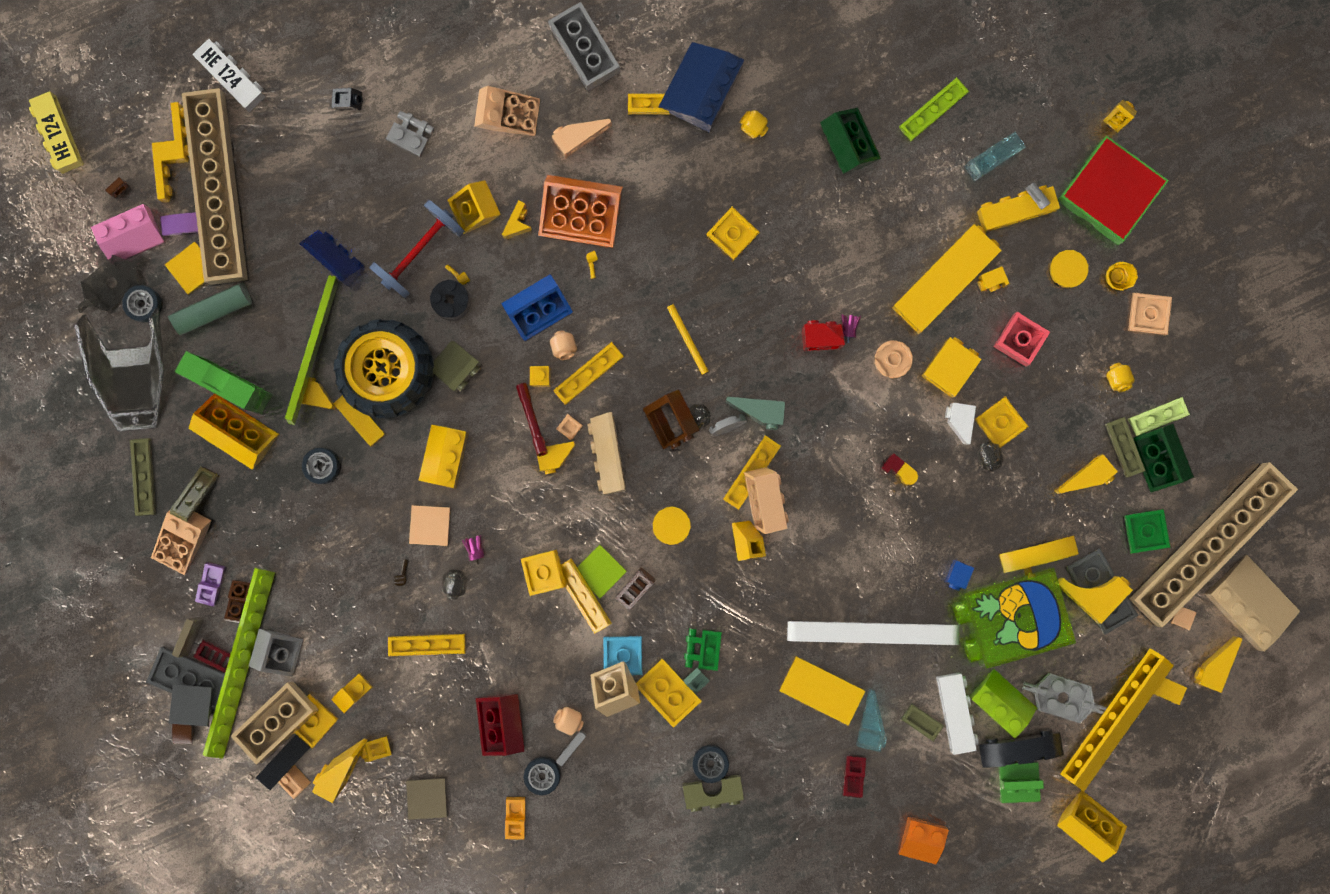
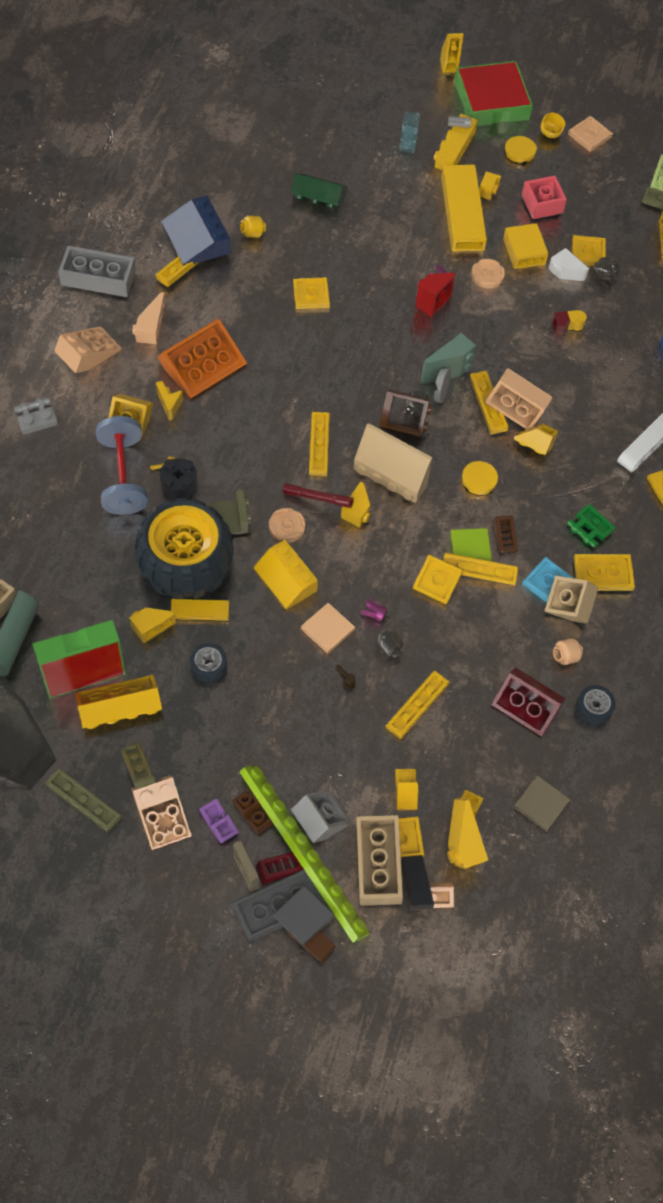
camera: 60 degrees left, 25 degrees down
(311, 350) = (119, 590): lime tile -> none
(333, 257) = (66, 528): clear blue slope -> none
(490, 415) = (286, 525): none -> light nougat tile
(515, 818) = (612, 752): light orange slope -> none
(537, 307) = (240, 433): blue slope -> none
(540, 376) = (291, 469): yellow brick -> none
(563, 345) = (284, 439): light nougat head -> none
(569, 427) = (345, 484): light nougat tile -> none
(571, 748) = (591, 666): light grey tile -> none
(592, 257) = (241, 380): yellow hand -> none
(687, 338) = (354, 369): yellow bar -> none
(696, 680) = (610, 545): sand green plate -> none
(933, 109) = (346, 140): lime tile -> none
(1120, 377) = (618, 171): yellow head -> none

